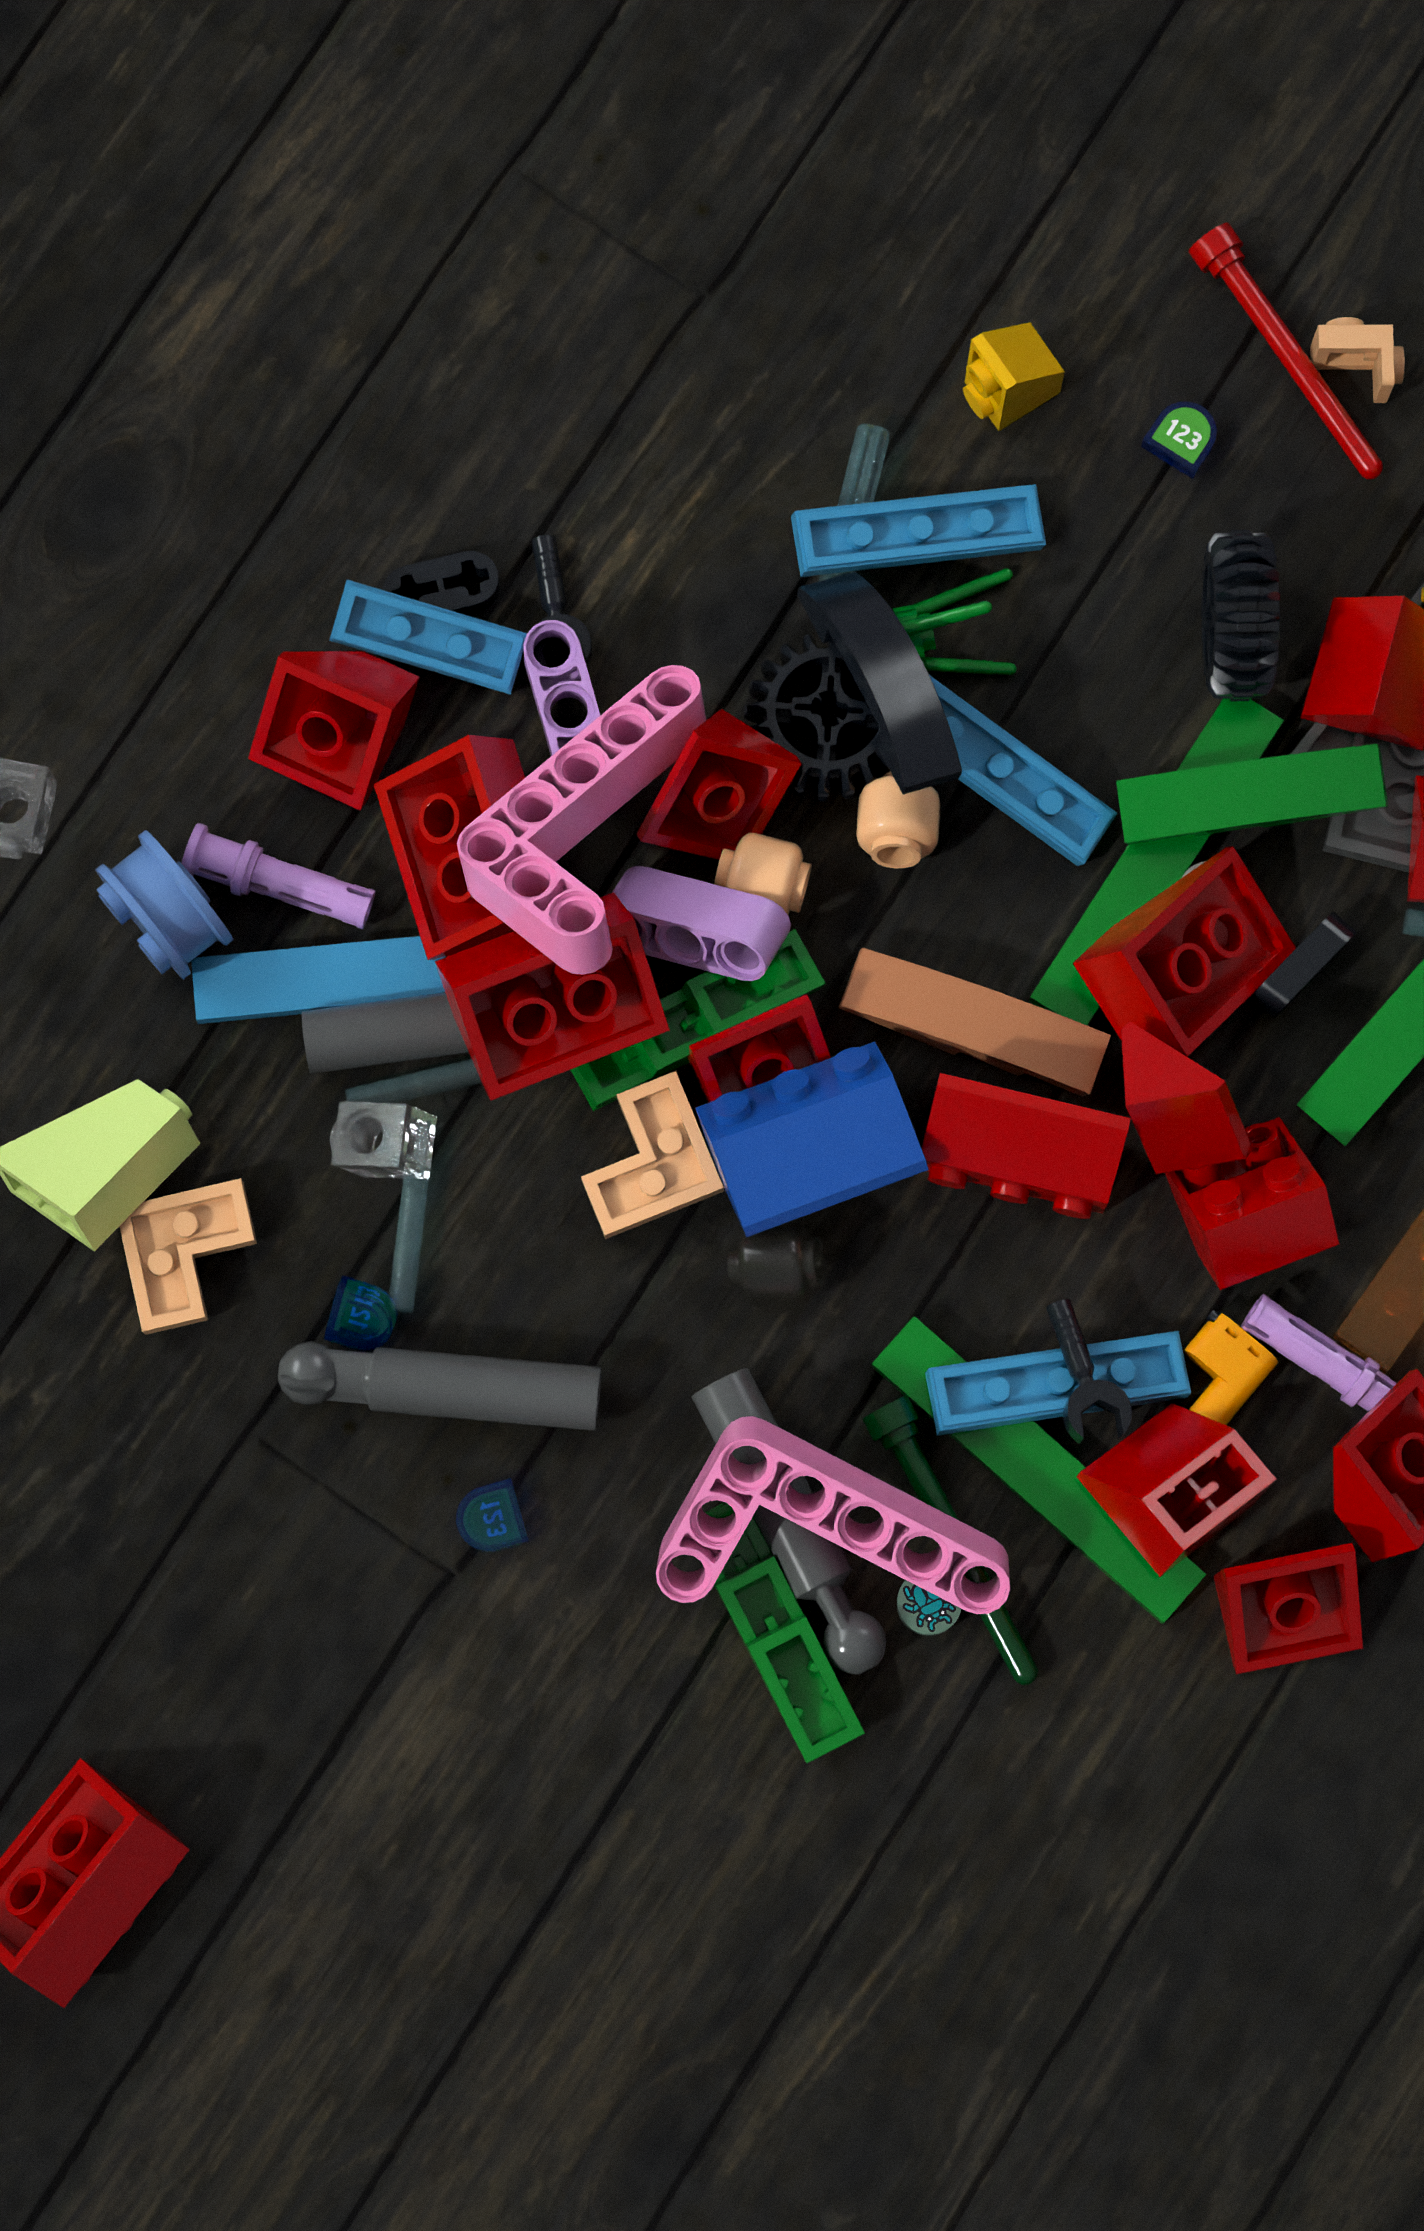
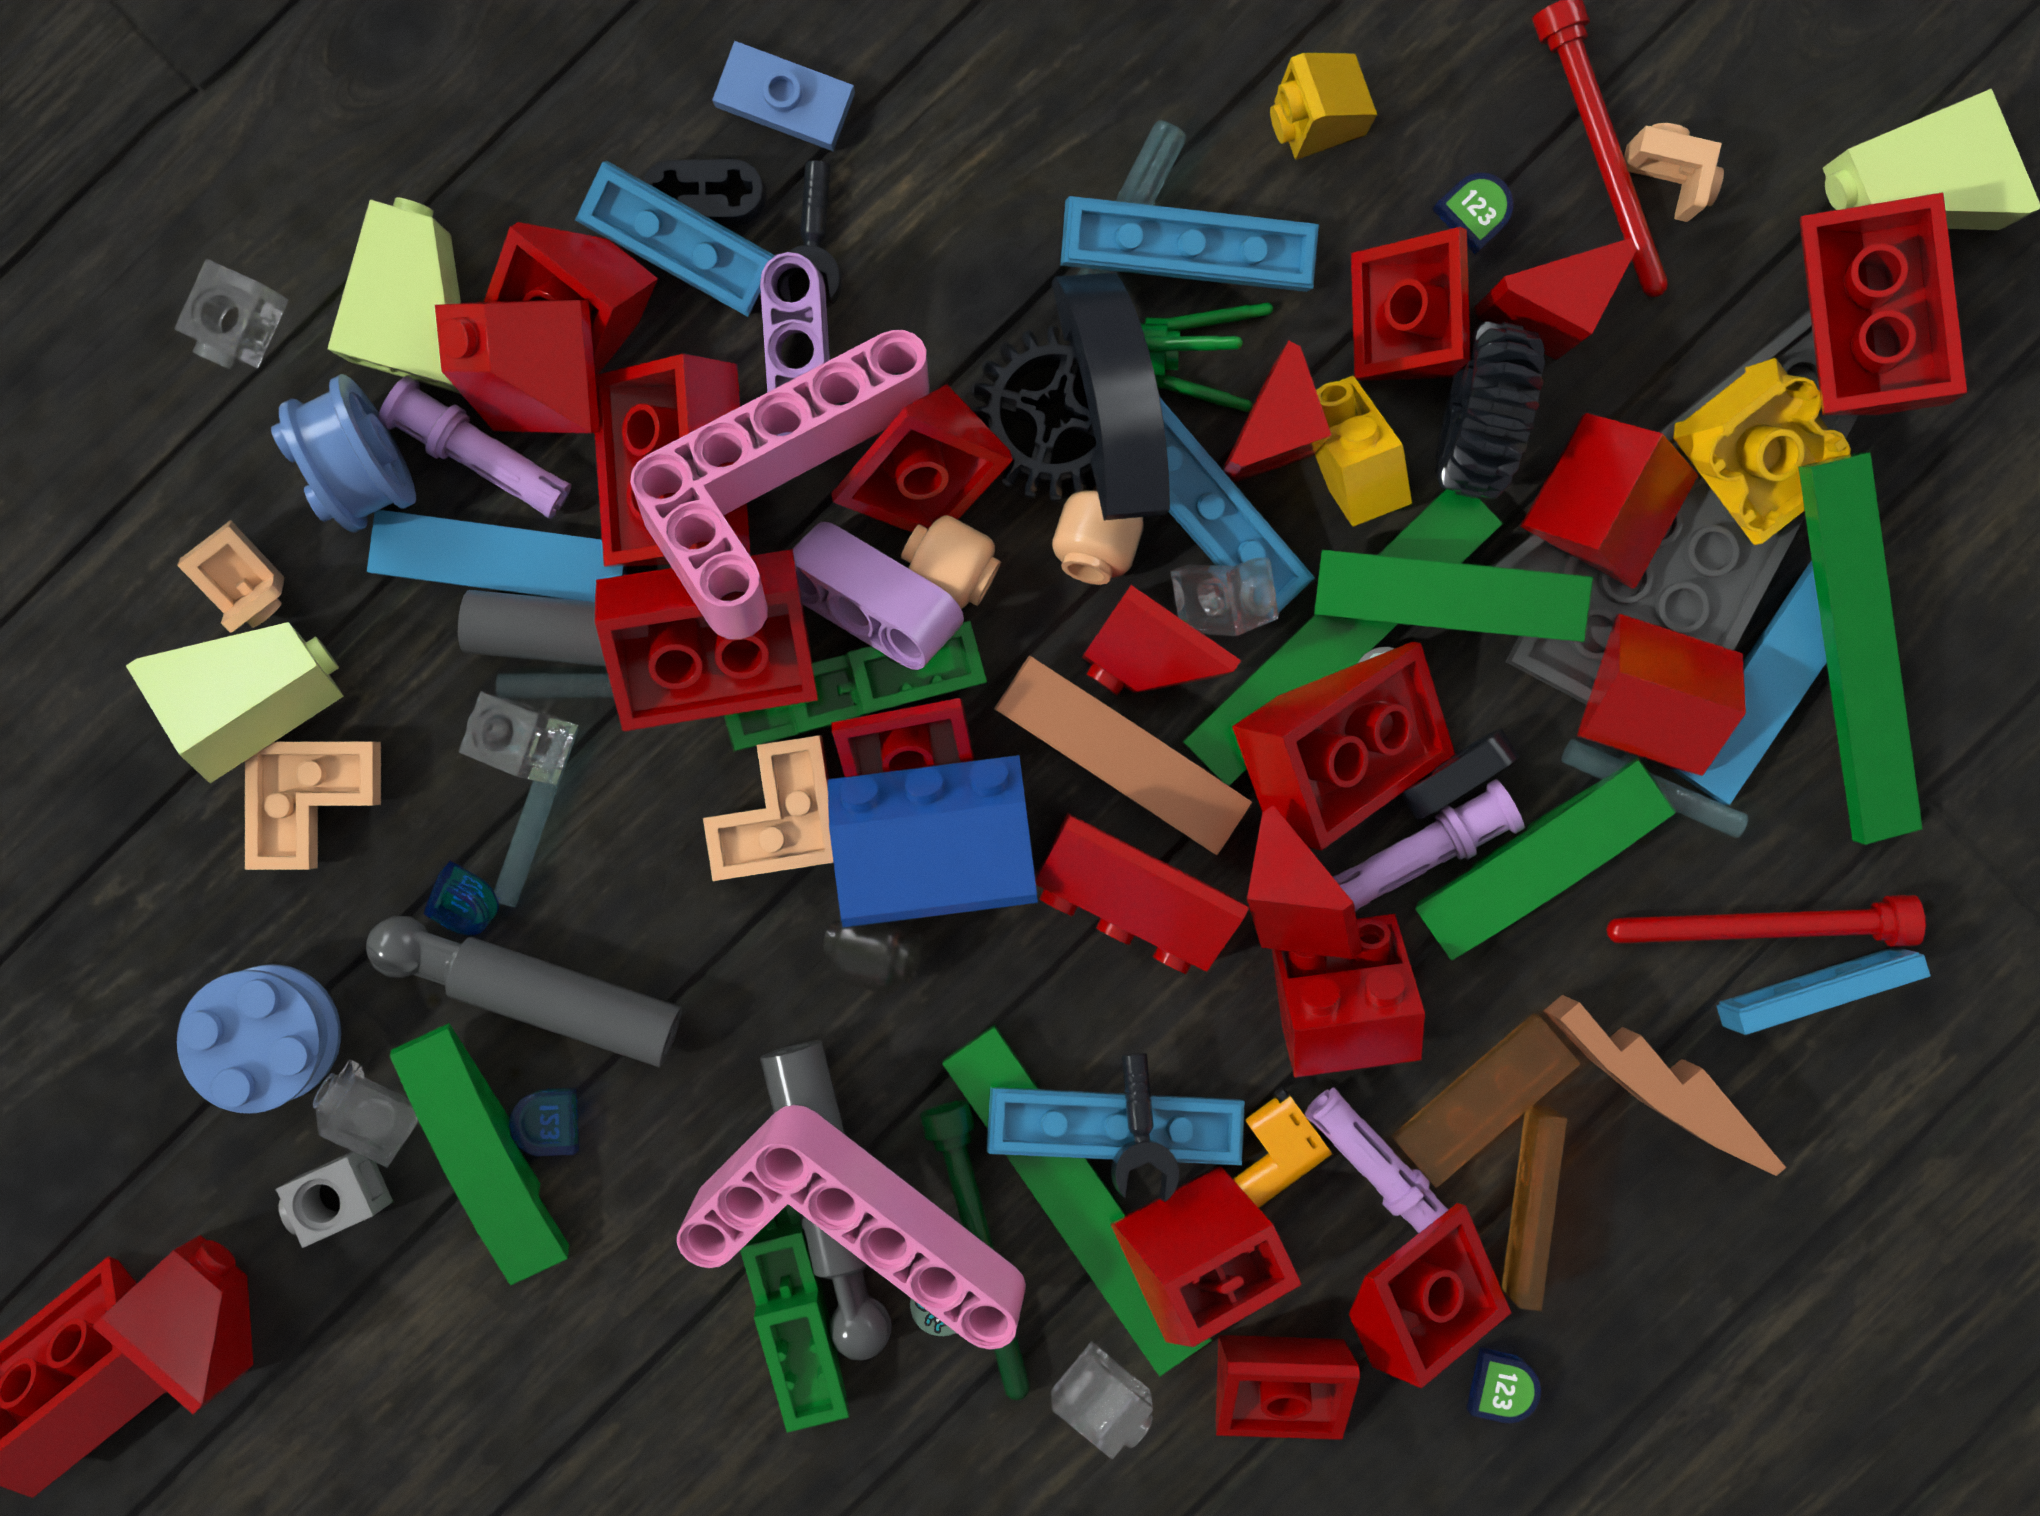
camera: 15 degrees right, 10 degrees up
(70, 1053) = (234, 577): none -> light nougat bracket
(177, 757) = (392, 290): none -> yellowish green slope
(185, 1779) = (187, 1323): none -> red slope
(190, 1494) = (258, 1038): none -> medium blue wheel
(311, 1547) = (363, 1115): none -> clear bracket
(313, 783) = (522, 363): none -> red slope
(327, 1632) = (357, 1185): none -> light grey brick
(436, 1558) = (478, 1154): none -> green slope
(496, 483) = (783, 96): none -> medium blue plate
(980, 911) = (1152, 649): none -> red slope
(1035, 848) = (1226, 597): none -> clear bracket
(1050, 672) = (1283, 422): none -> red slope
(1115, 1658) = (1103, 1401): none -> clear brick
(1124, 684) = (1363, 456): none -> yellow slope
(1143, 541) = (1411, 308): none -> red slope
(1276, 495) = (1560, 297): none -> red slope
(1314, 1024) = (1453, 834): none -> lavender pin

